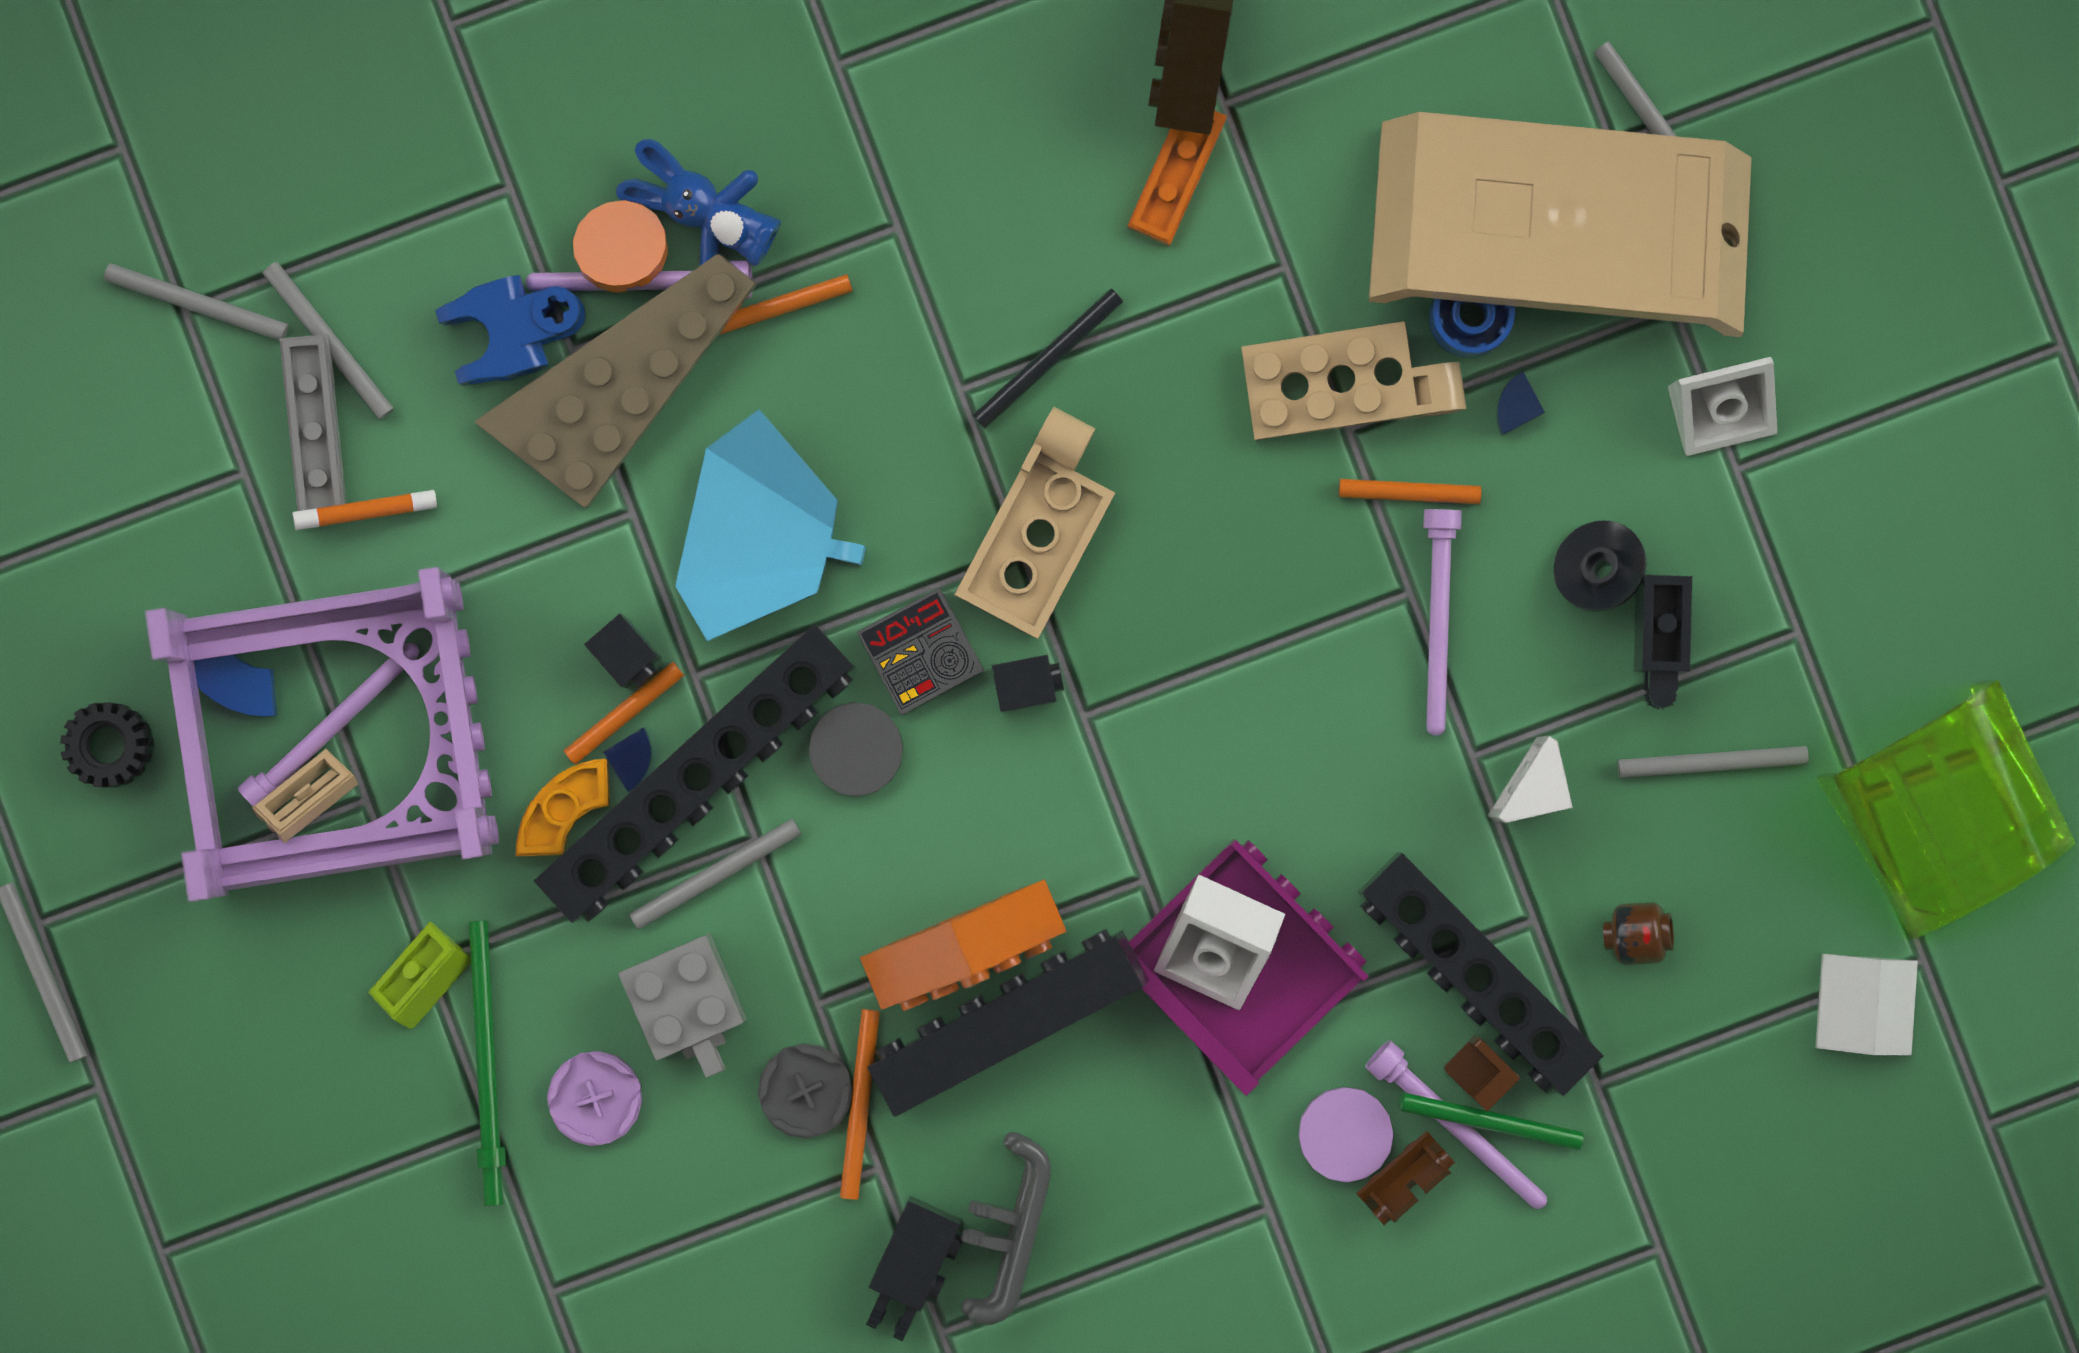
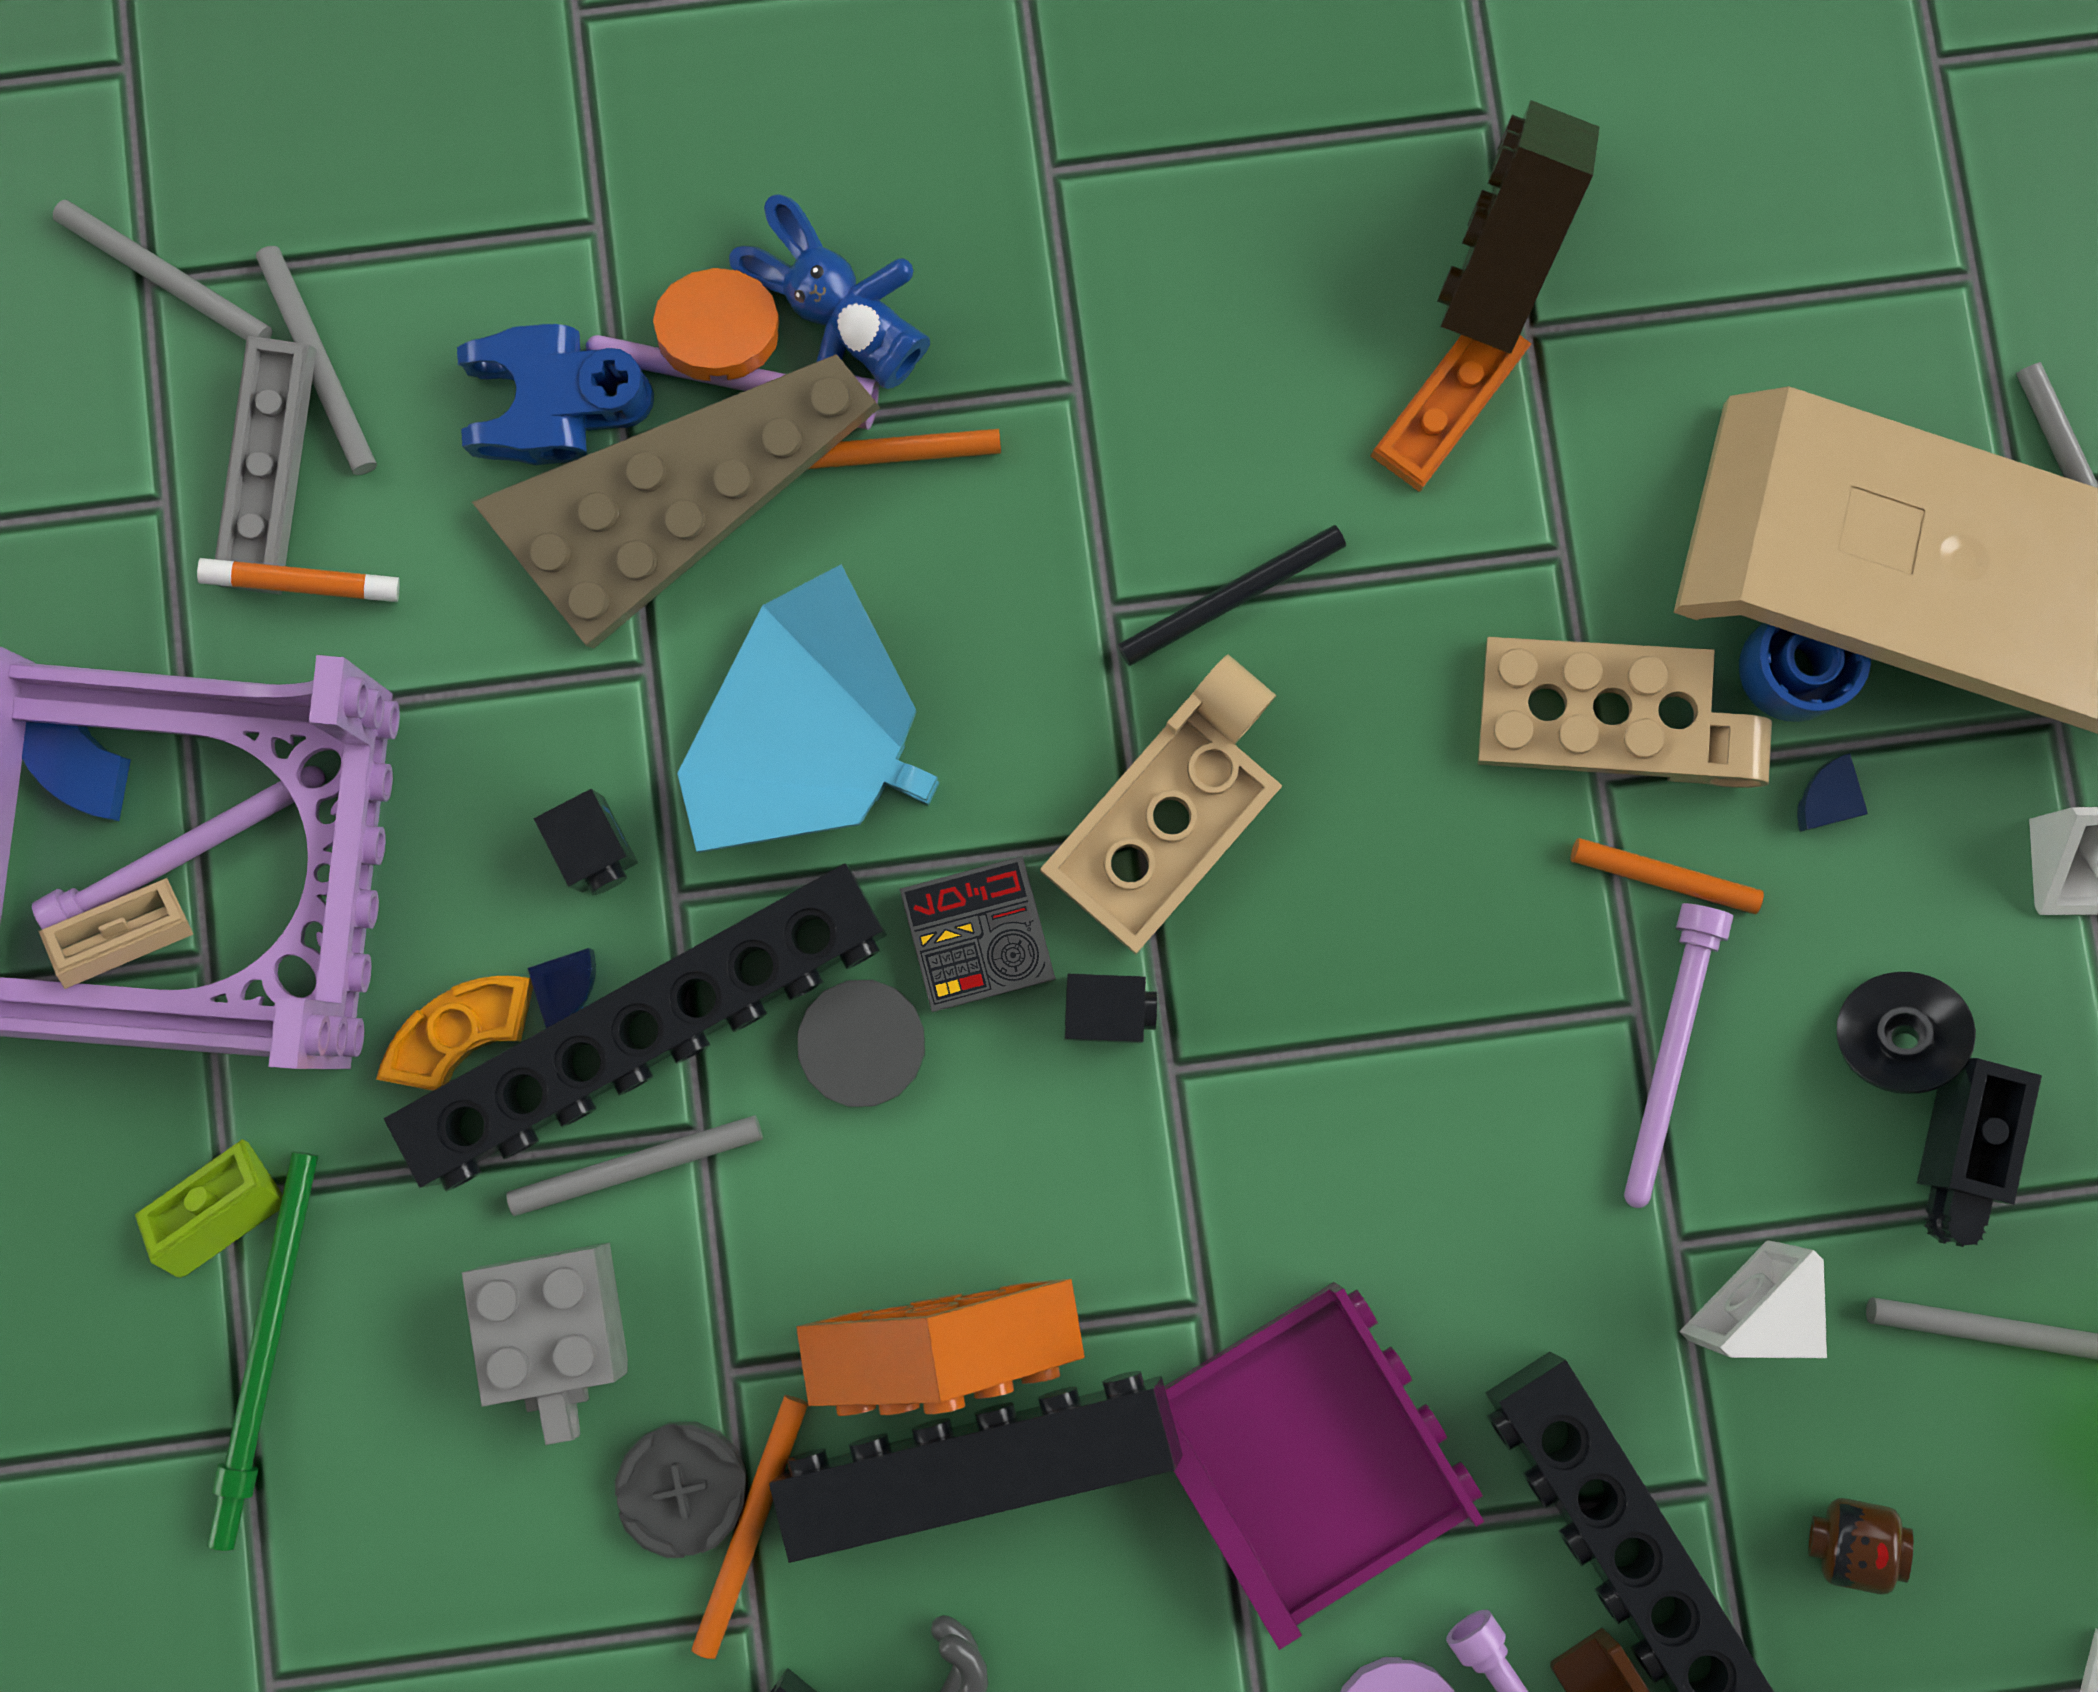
camera: 10 degrees right, 5 degrees down
(595, 1098) = (396, 1431): lavender tile -> none
(624, 712) = (568, 923): orange bar -> none
(1219, 942) = (1290, 1424): white slope -> none

